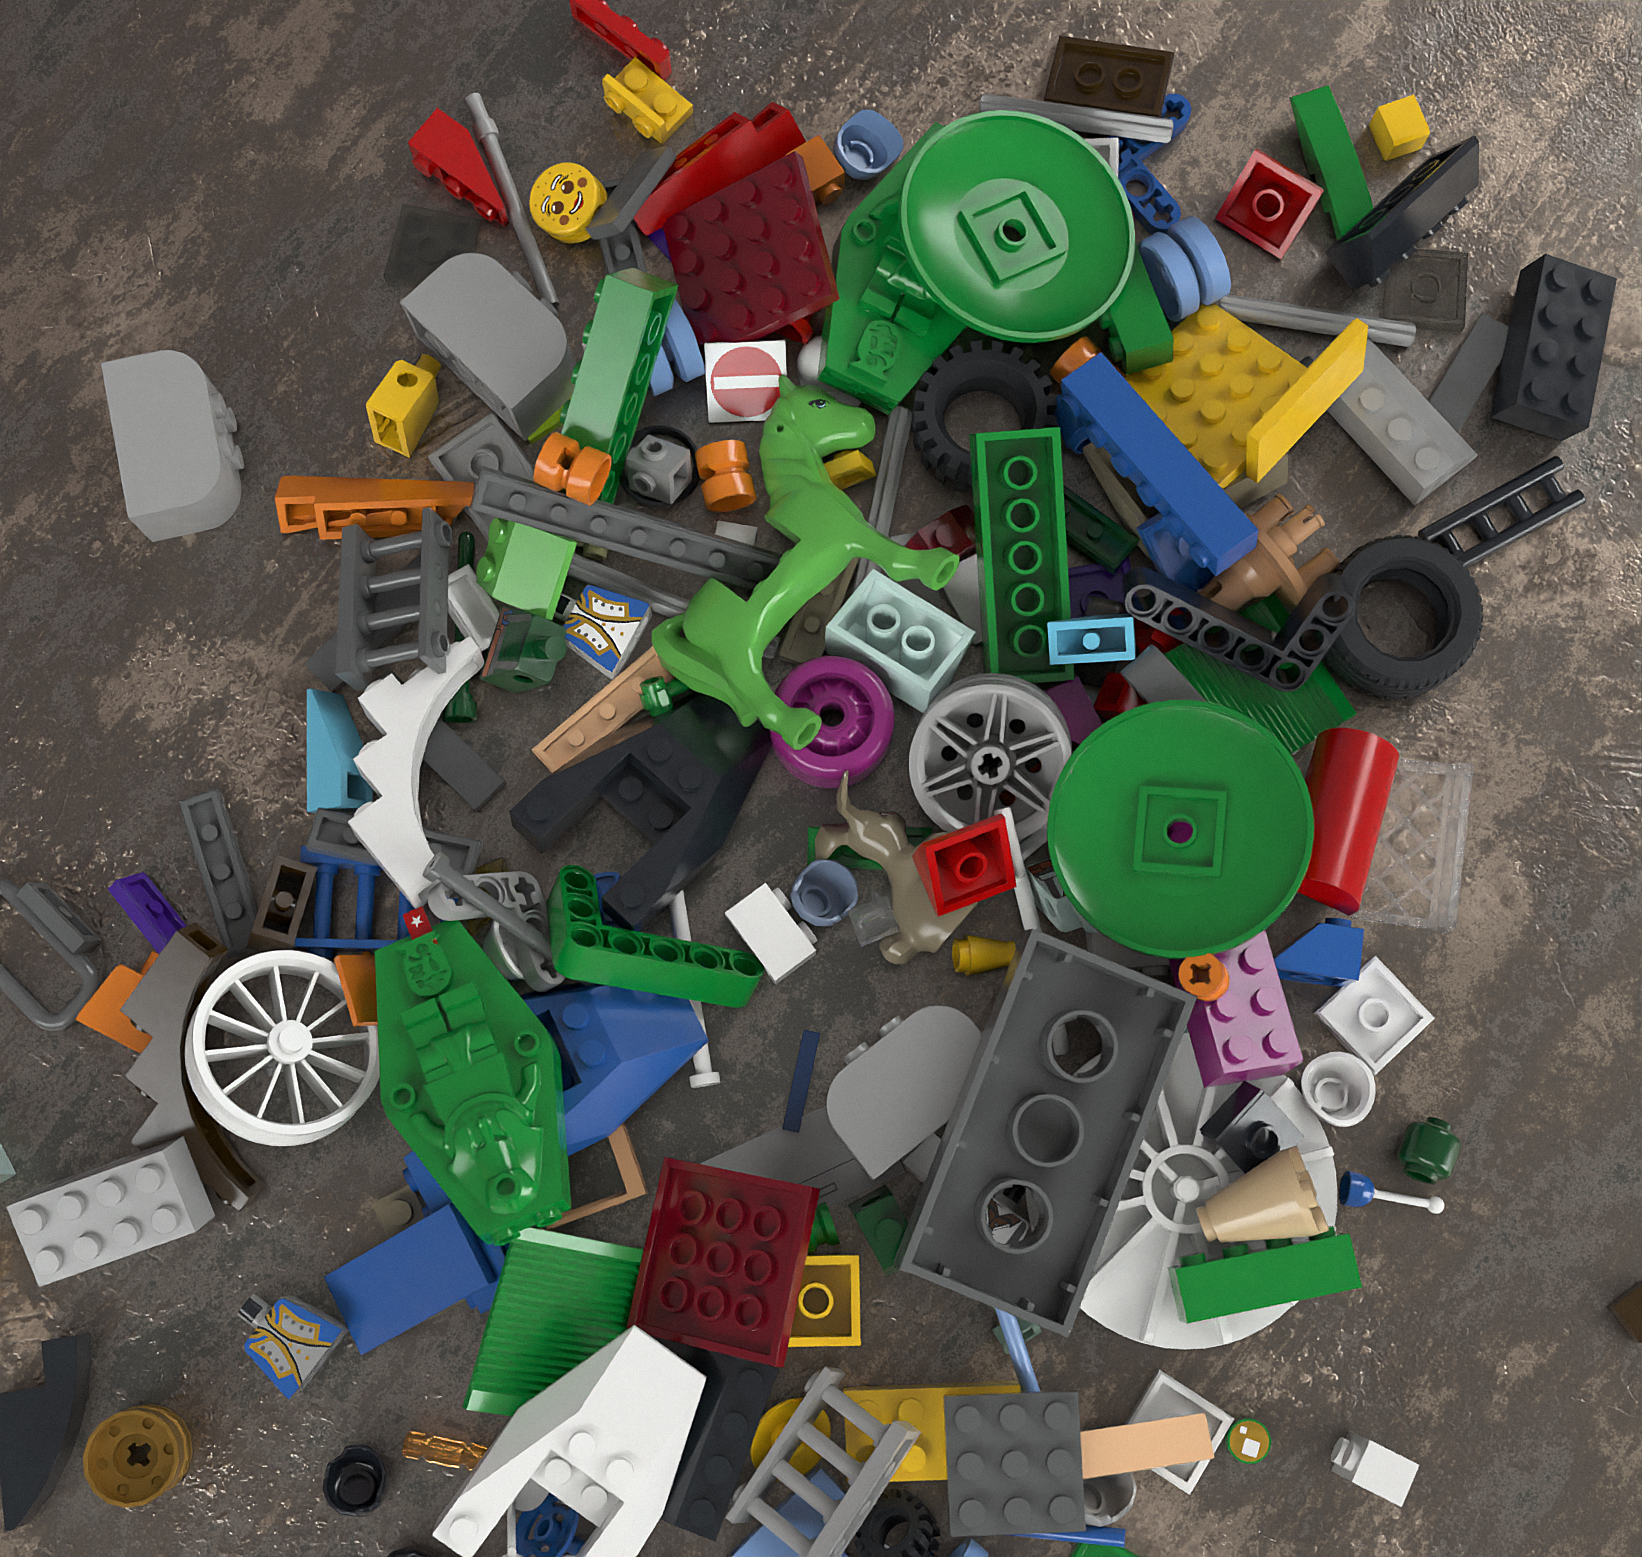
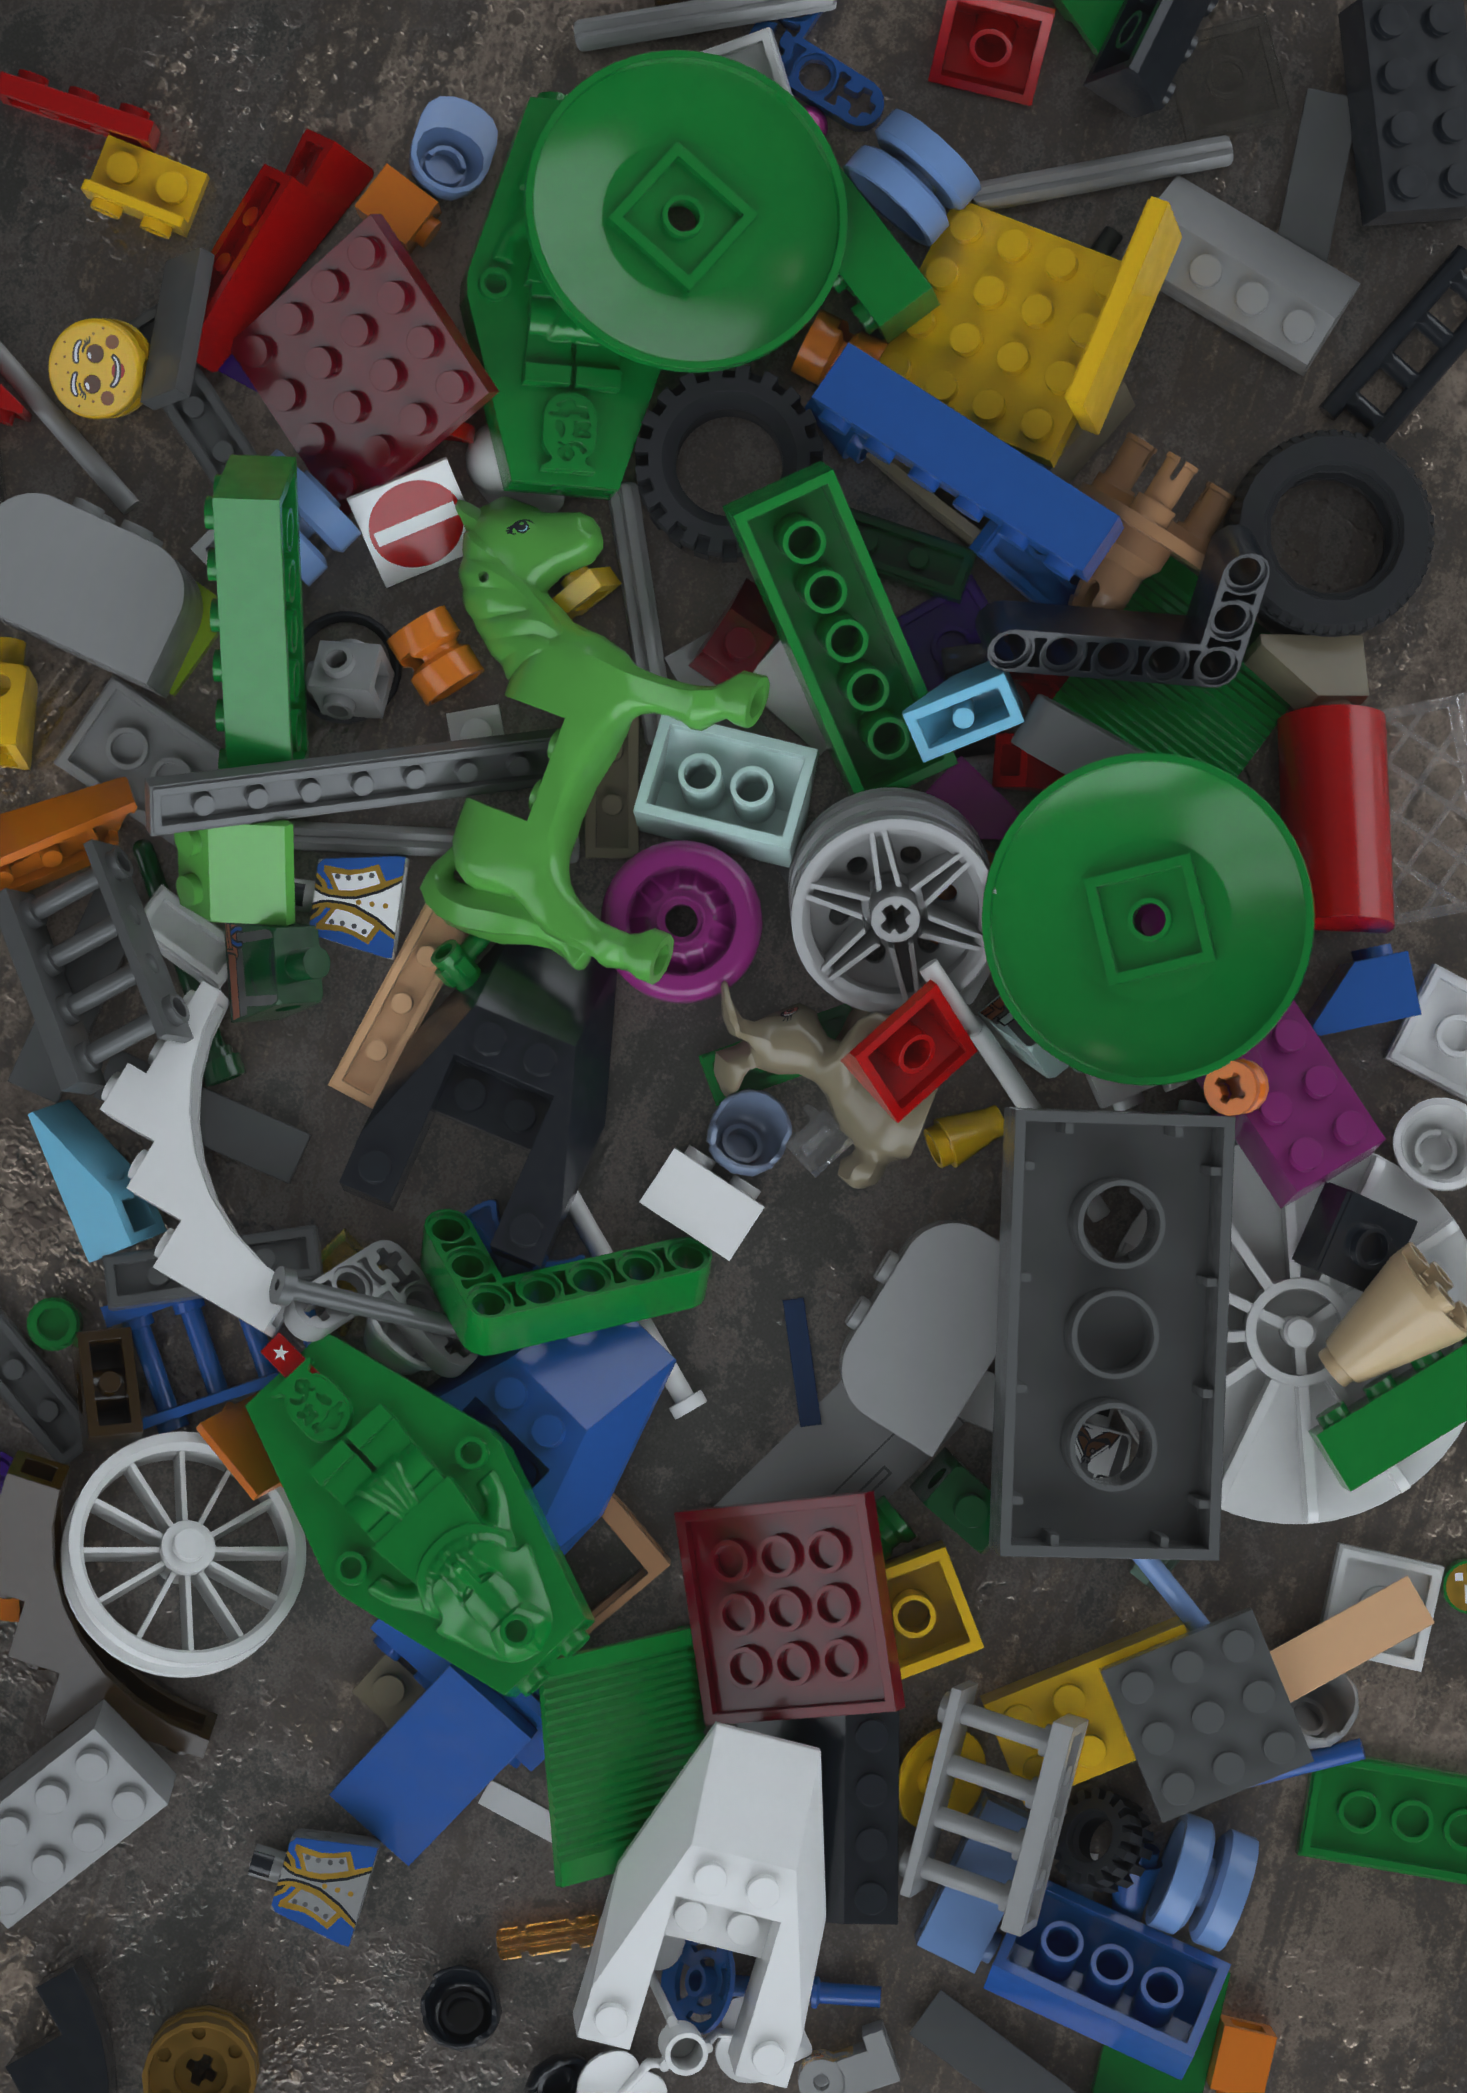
camera: 20 degrees left, 10 degrees up
(262, 847) = (54, 1323): none -> green tile
(458, 1340) = (517, 1809): none -> white sticker
(586, 473) = (275, 742): orange wheel -> none
(1353, 703) = (1311, 668): none -> dark tan slope

